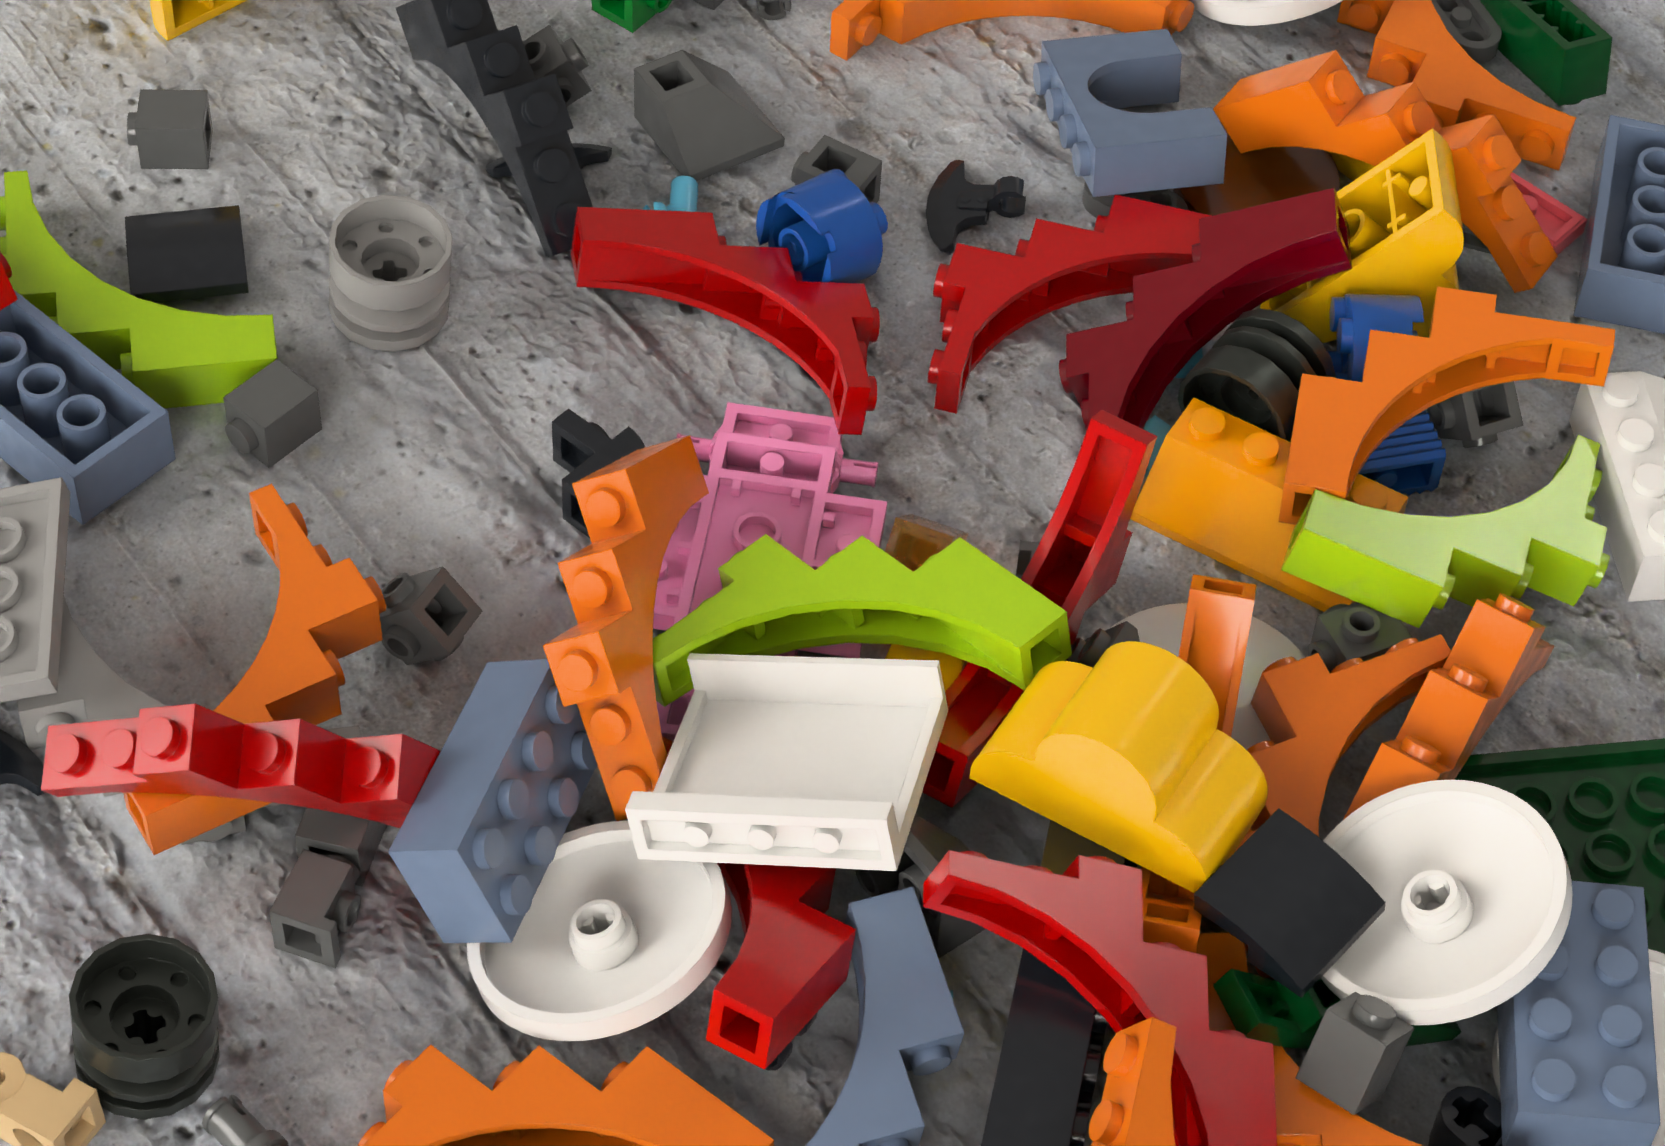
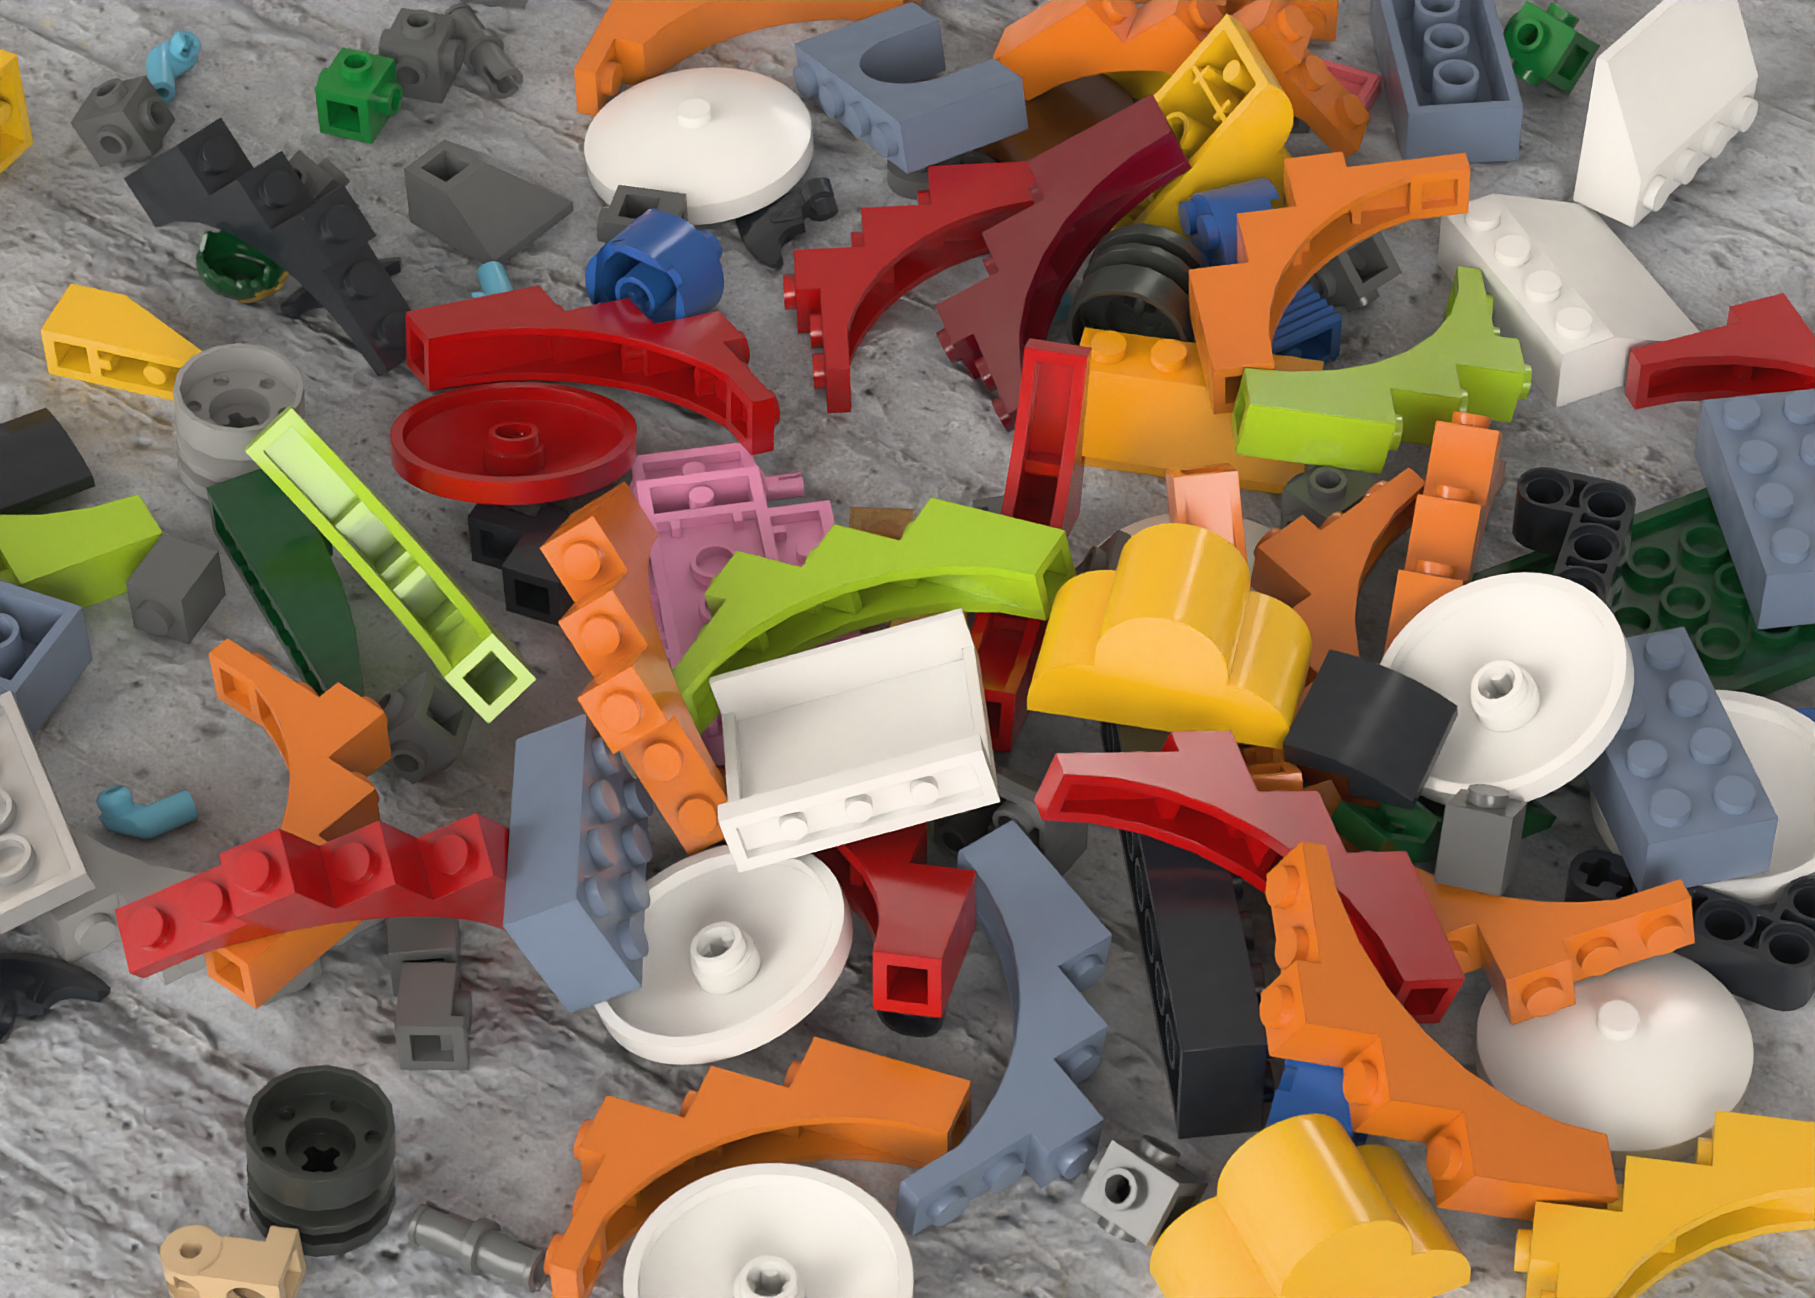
camera: 15 degrees left, 5 degrees down
(150, 628) = (144, 820): none -> medium azure arm
(317, 157) = (113, 343): none -> yellow slope
(379, 439) = (289, 577): none -> dark green slope
(454, 120) = (237, 268): none -> dark green hair
(491, 550) = (394, 564): none -> lime arch
(626, 361) = (513, 443): none -> red dish
(928, 110) = (705, 133): none -> white dish
(1600, 749) = (1580, 521): none -> black beam

